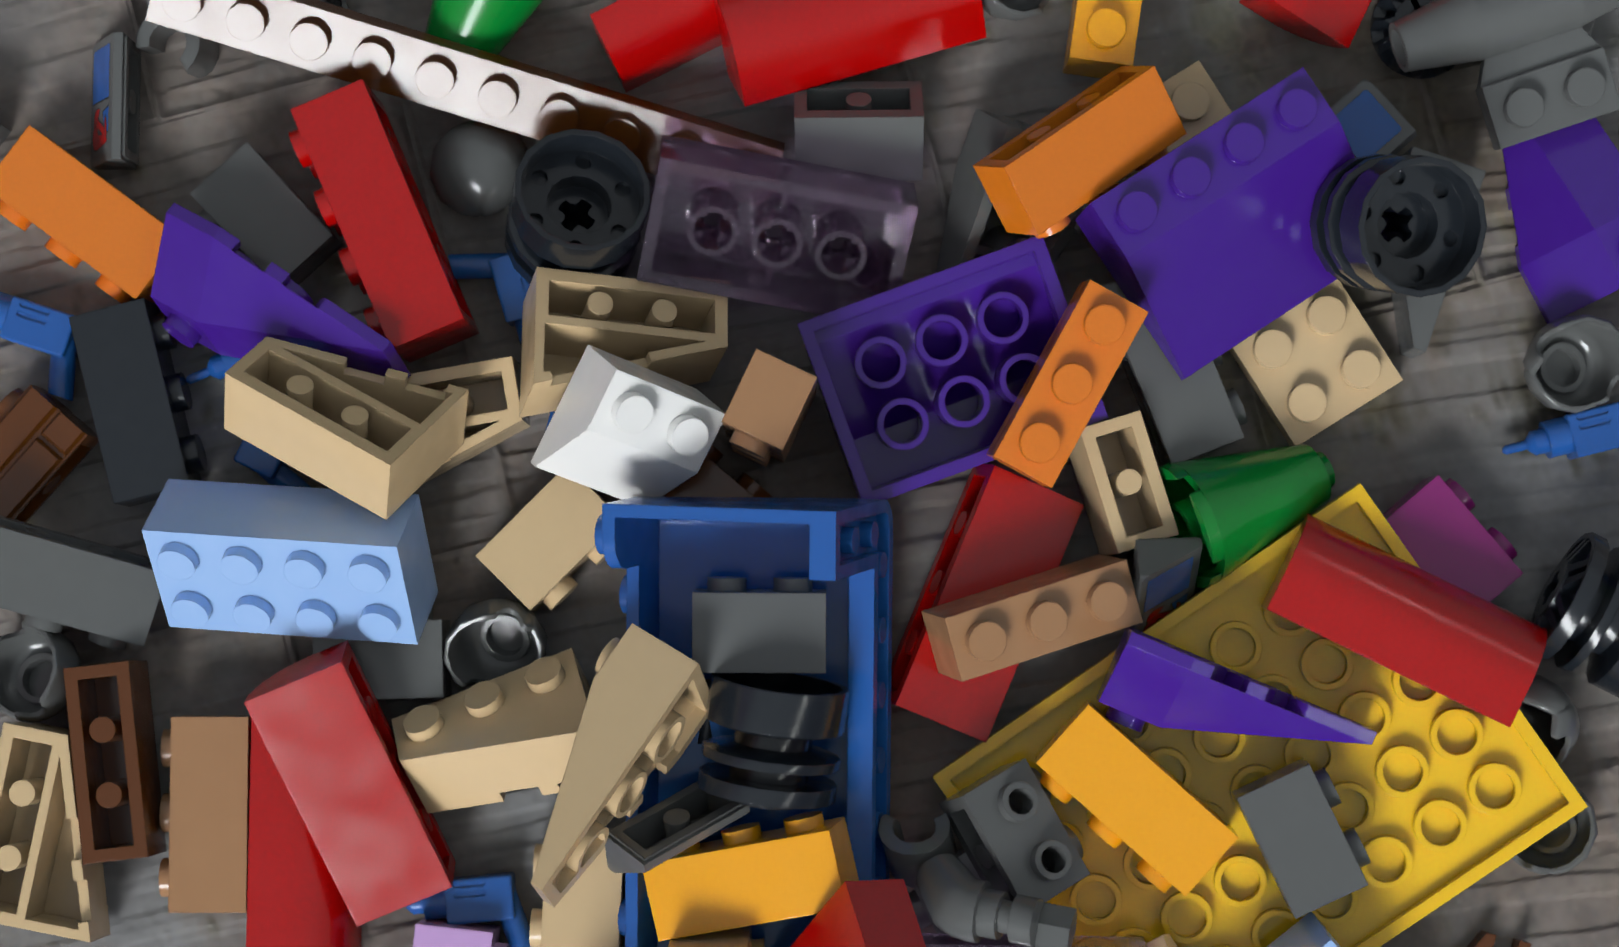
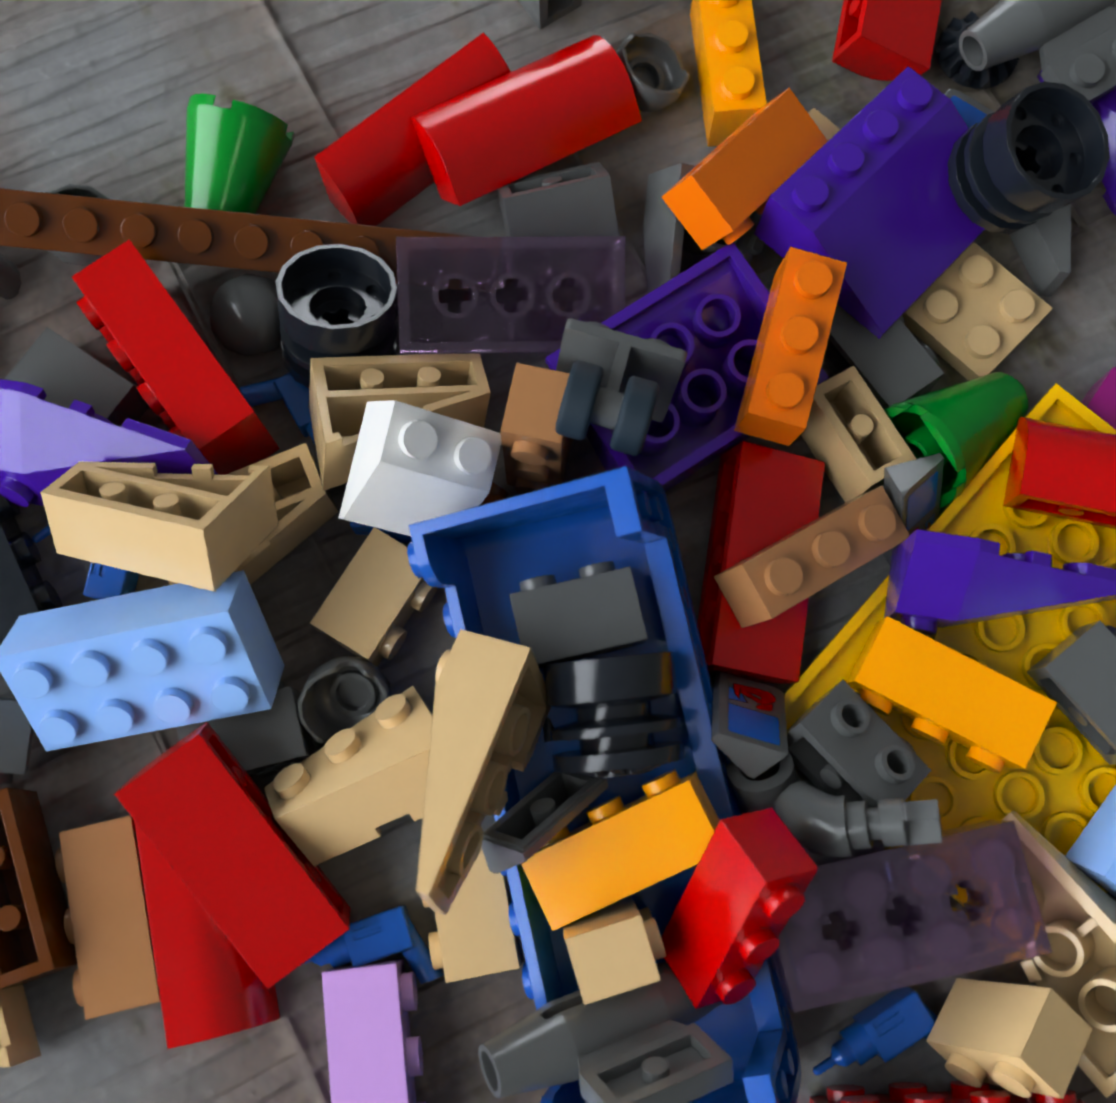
camera: 15 degrees left, 10 degrees down
(842, 363) = (615, 383): none -> plate
(916, 775) = (749, 723): none -> slope

